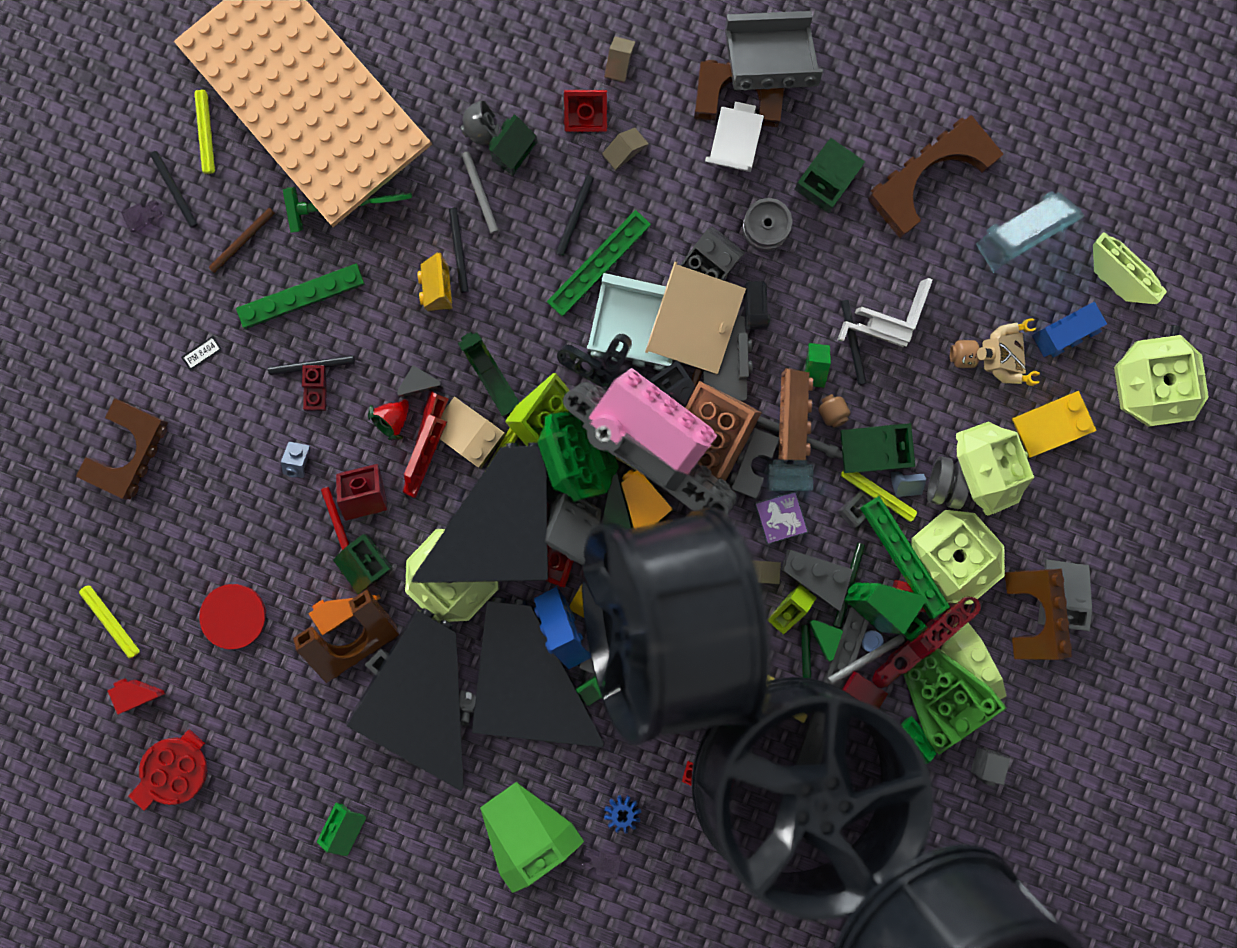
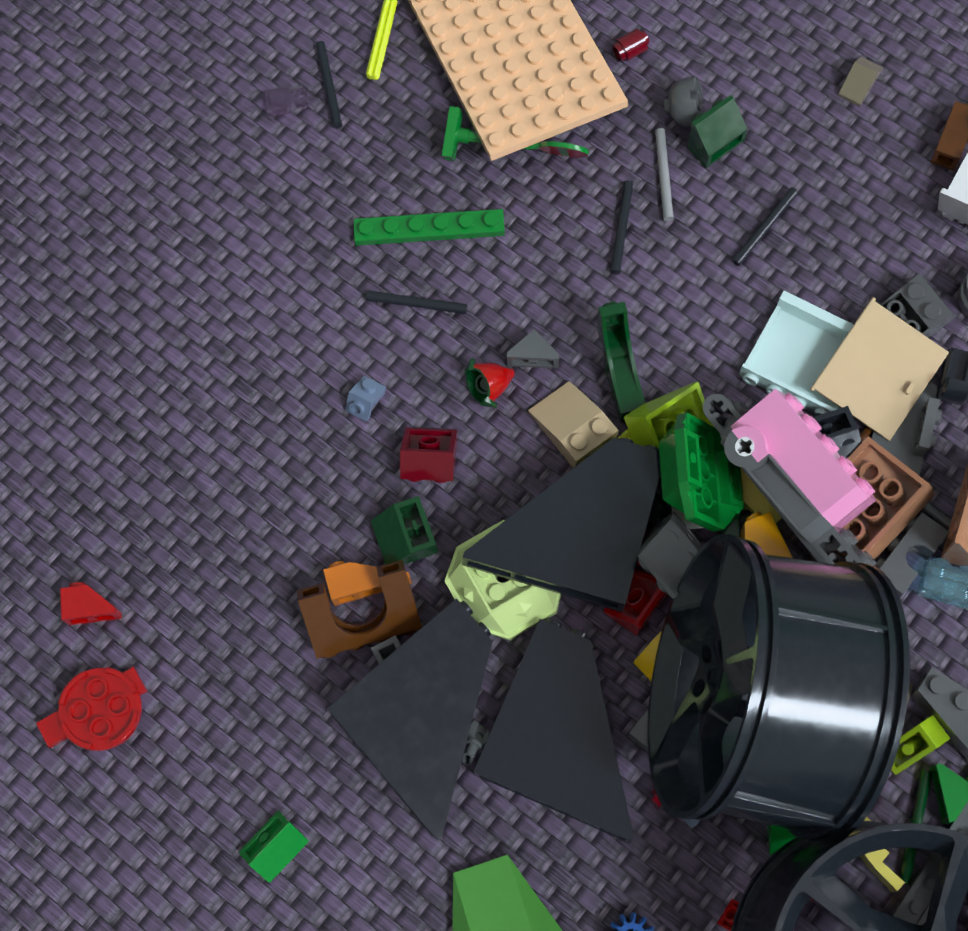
camera: 25 degrees right, 15 degrees down
(109, 621) = (90, 515): neon yellow axle -> none
(147, 432) = (166, 362): reddish brown arch -> none
(201, 353) = (298, 257): sticker -> none
(232, 616) = (232, 551): red tile -> none
(241, 240) = (384, 153): reddish brown bar -> none
(314, 387) = (412, 327): dark red slope -> none
(335, 517) = (388, 472): red bar -> none
(419, 81) = (631, 45): none -> dark red brick
(426, 443) = (522, 420): red wedge -> none
(435, 284) = (586, 249): yellow slope -> none
(560, 628) = (620, 678): blue wedge -> none
(585, 110) = (809, 119): red slope -> none
(589, 691) = (634, 769): green panel -> none
(599, 263) = (785, 278): green plate -> none
(603, 367) = (756, 392): black beam -> none
(624, 148) = (841, 170): dark tan slope -> none
(781, 517) = (931, 630): tile -> none

